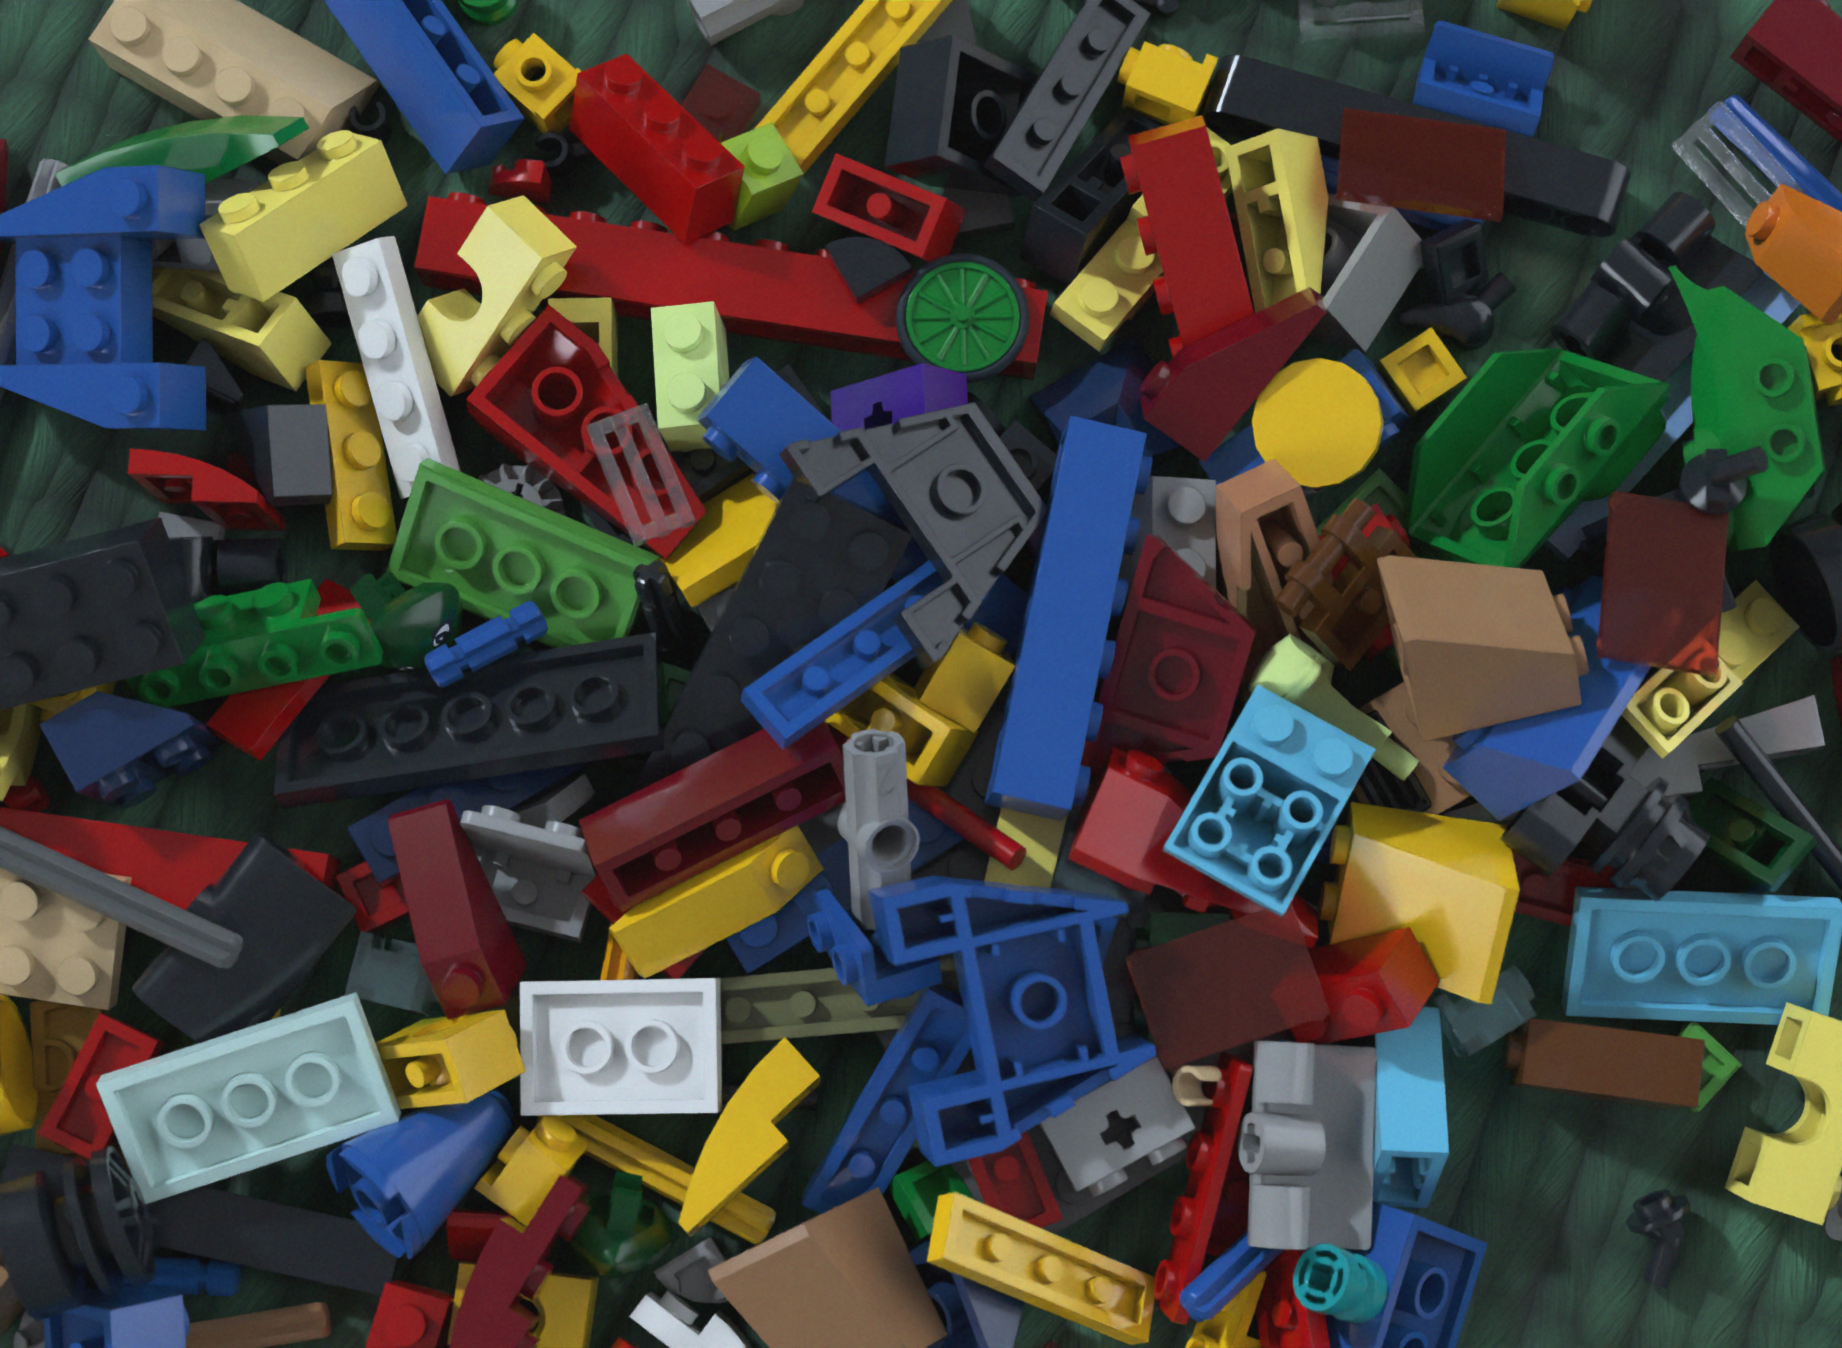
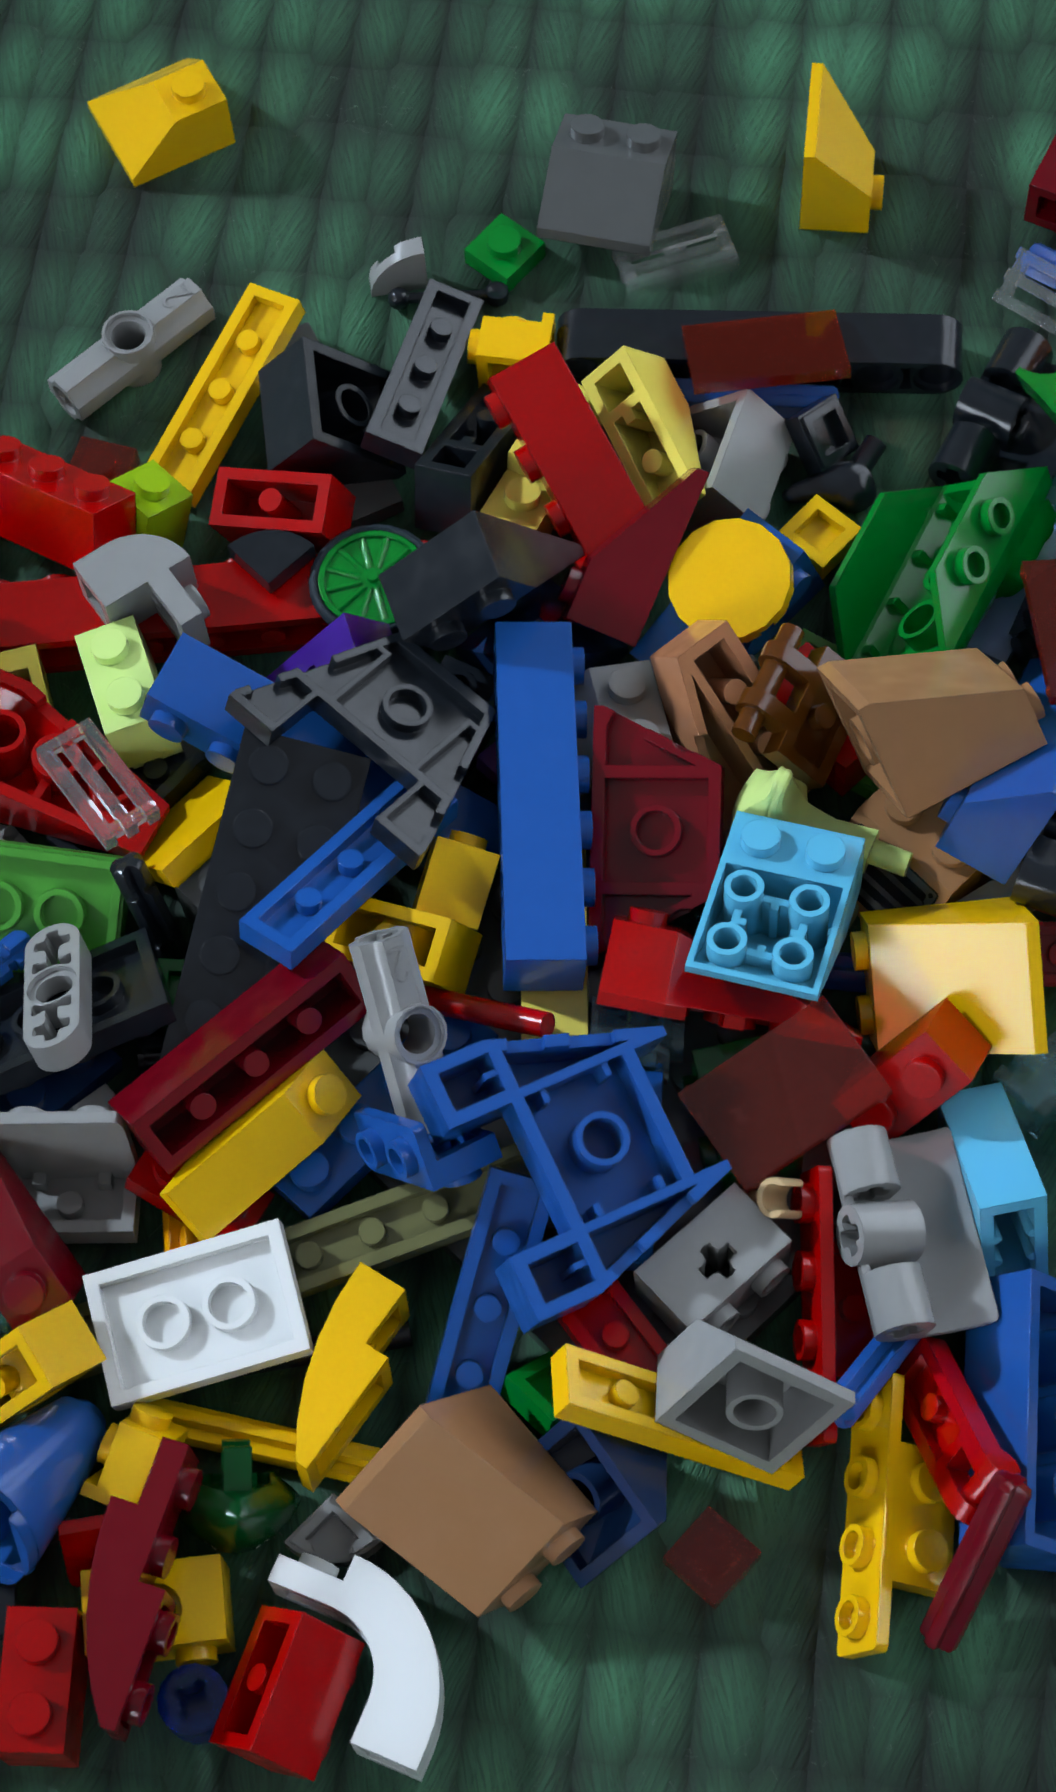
camera: 10 degrees left, 15 degrees down
(565, 717) = (71, 1011): none -> light grey beam
(730, 260) = (144, 578): none -> light grey brick
(1060, 369) = (470, 576): none -> black slope
(1111, 1271) = (743, 1397): none -> light grey slope
(1340, 1283) = (977, 1353): teal wheel -> none
(1483, 78) = (803, 277): blue bracket -> none

